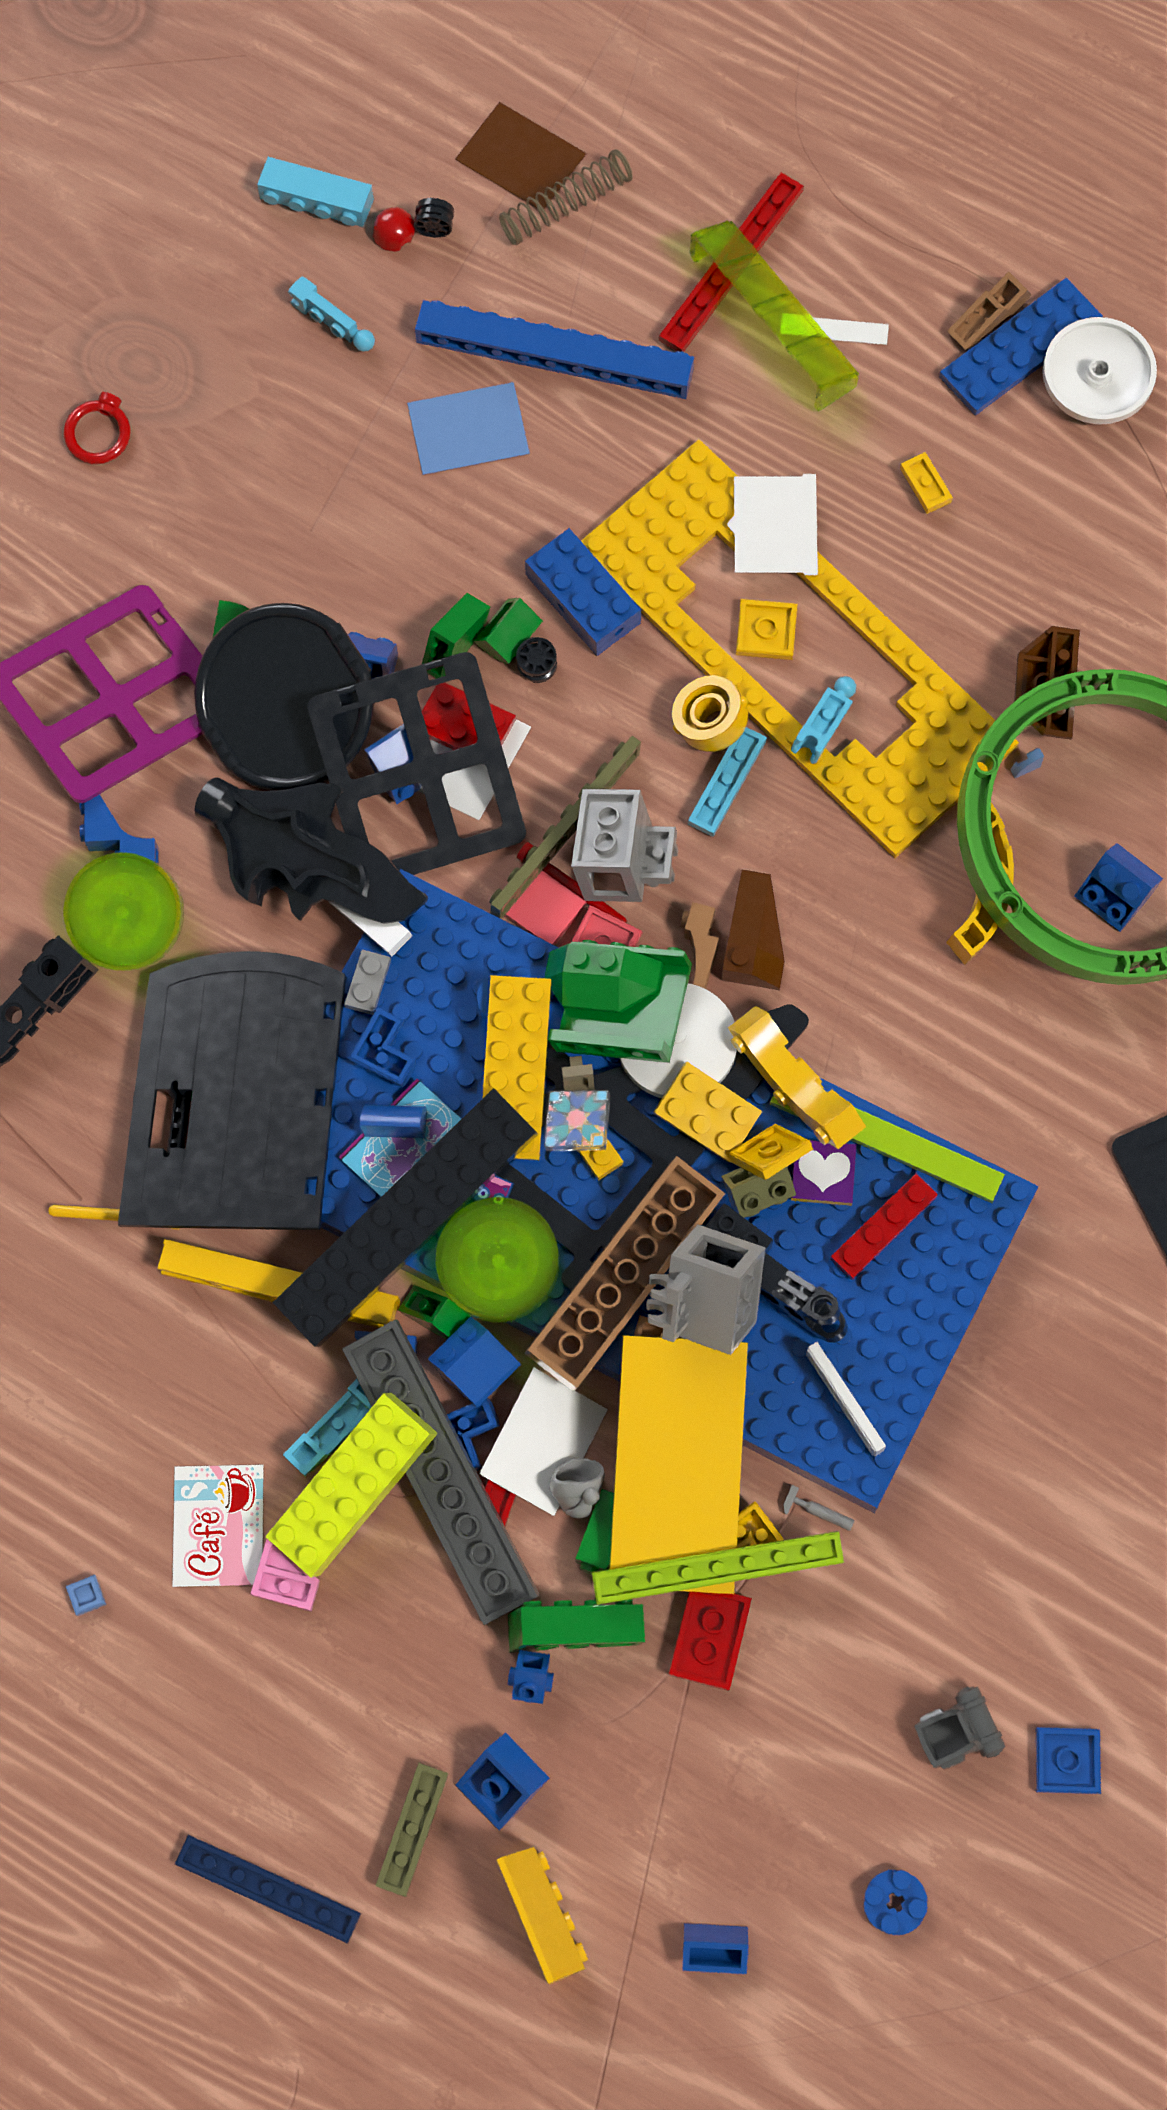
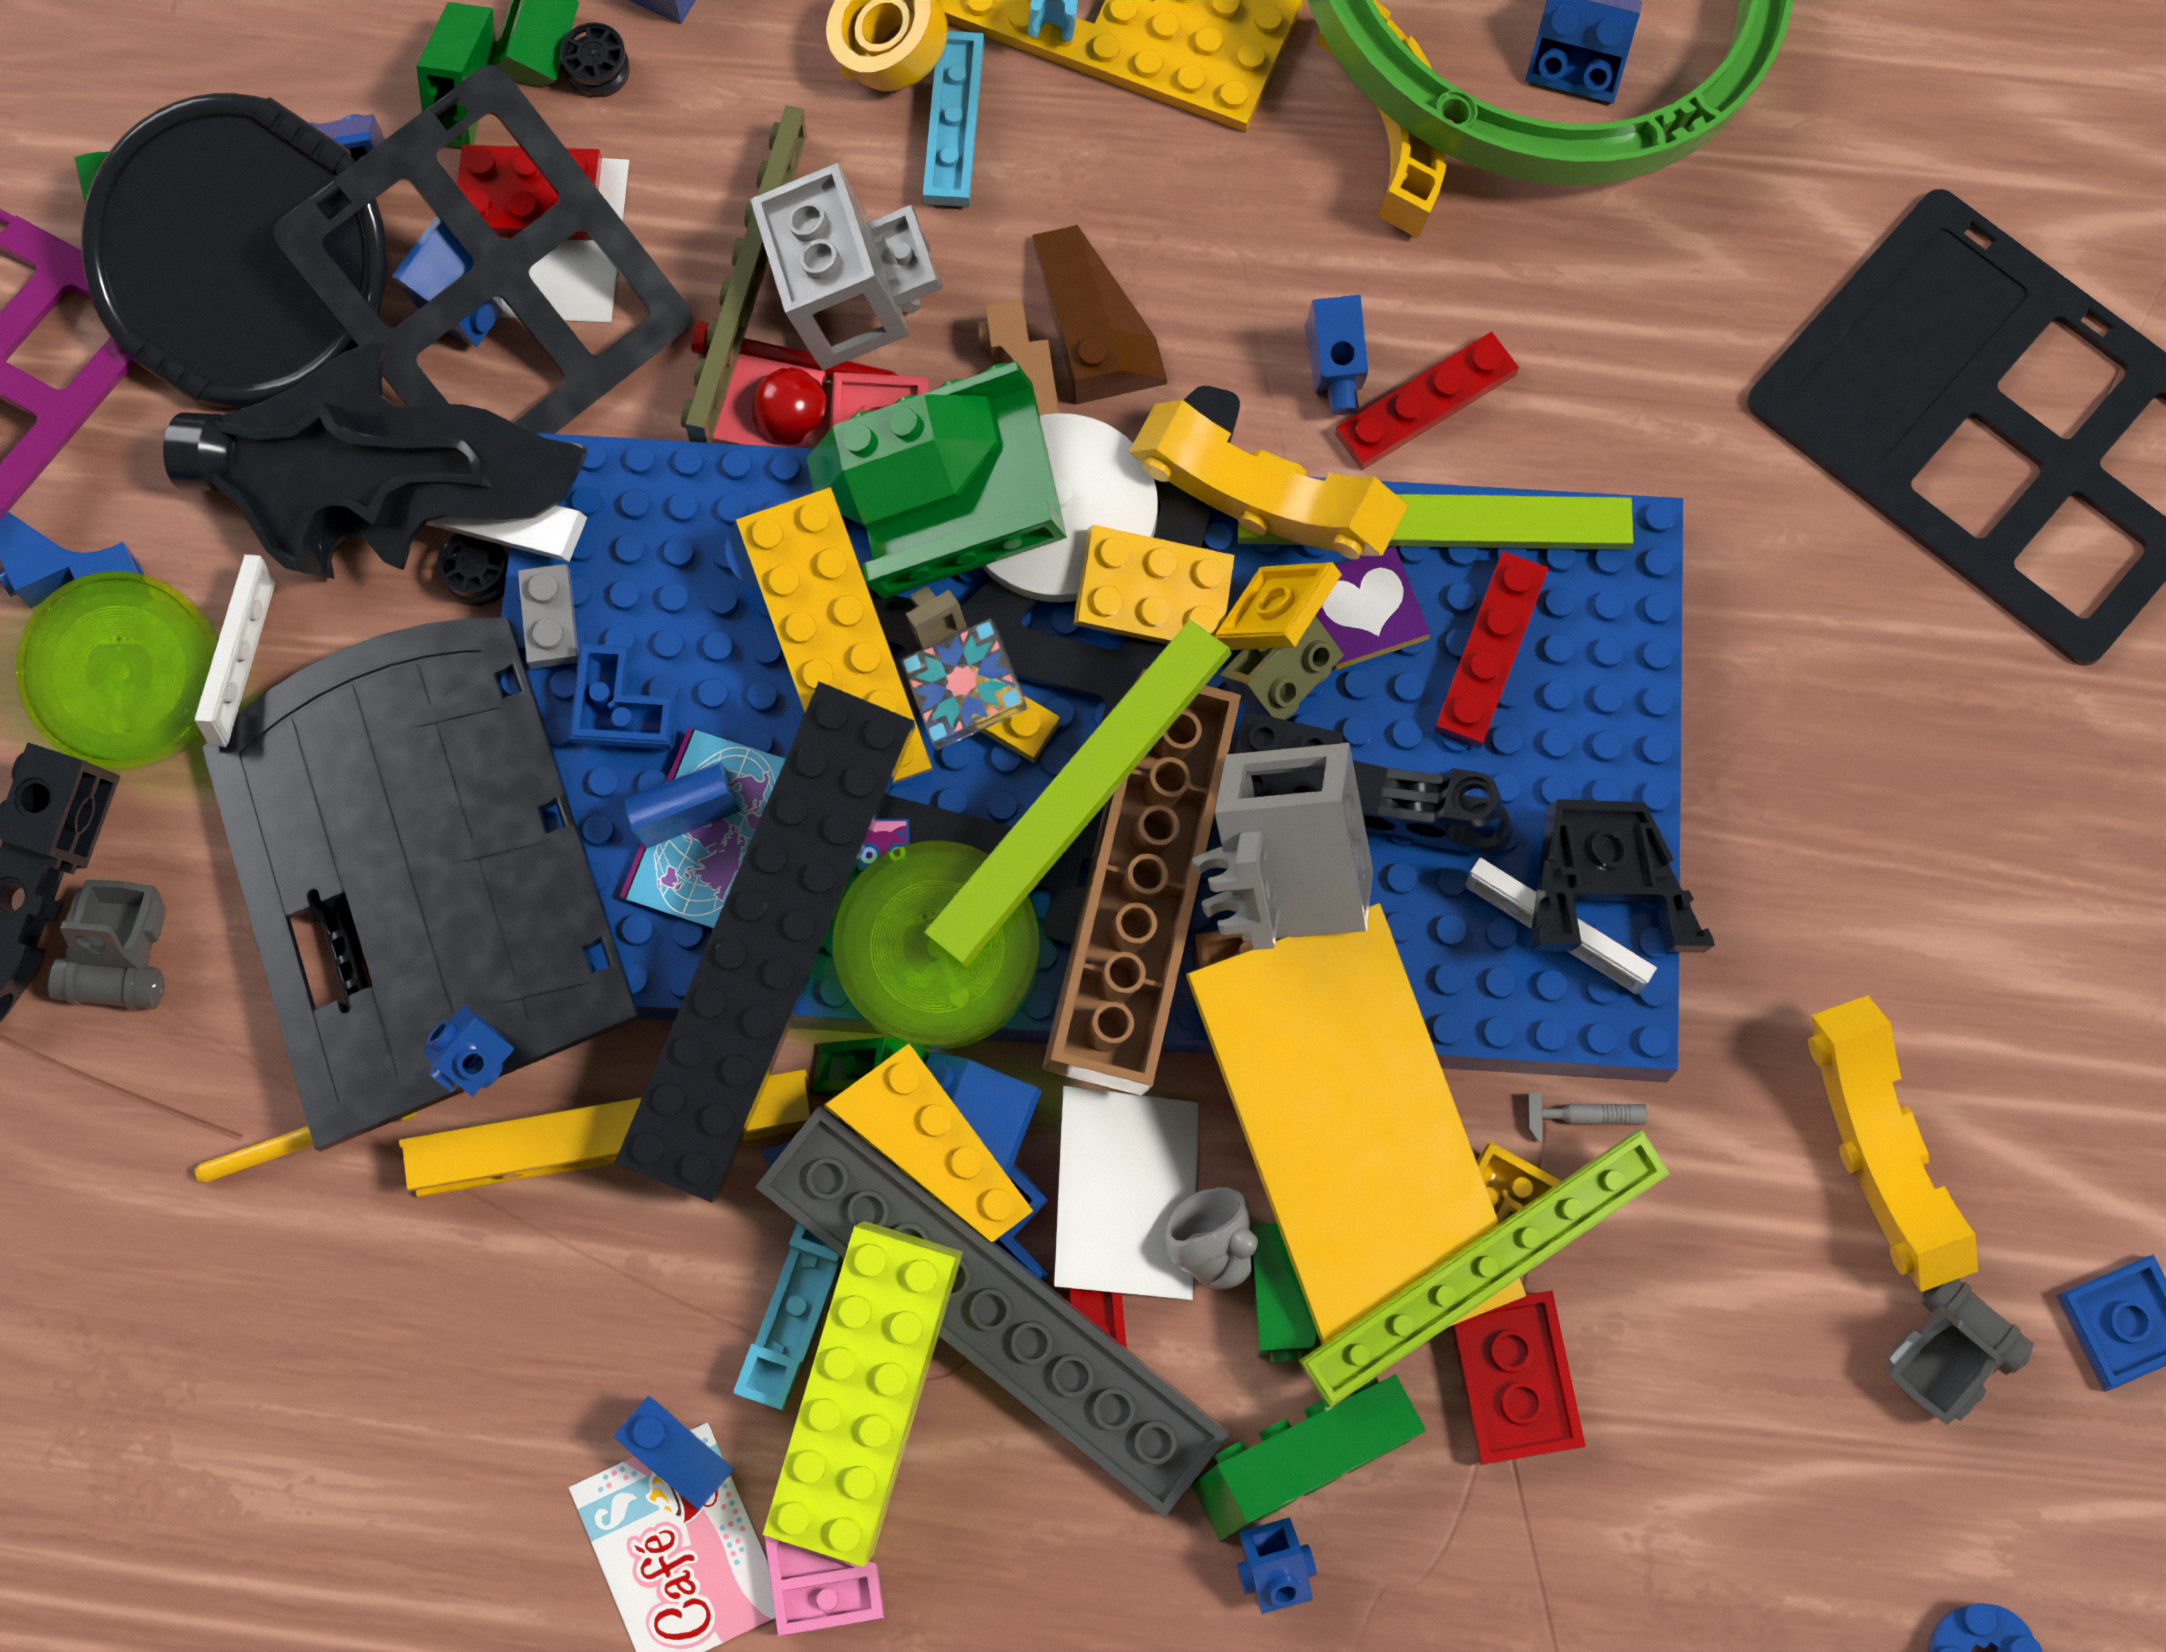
camera: 25 degrees left, 0 degrees up
(55, 1062) = (110, 947): none -> dark grey piece
(190, 926) = (235, 651): none -> white tile
(219, 1208) = (466, 1052): none -> blue brick
(238, 1472) = (673, 1452): none -> blue slope
(339, 934) = (473, 569): none -> black wheel
(444, 1358) = (922, 1132): none -> yellow wing
(556, 914) = (788, 405): none -> red hair
(609, 1209) = (1078, 793): none -> lime tile
(886, 1005) = (1337, 335): none -> blue torso
(890, 1371) = (1608, 855): none -> black wing
(924, 1064) = (1426, 400): none -> red plate
(976, 1601) = (1885, 1146): none -> yellow brick

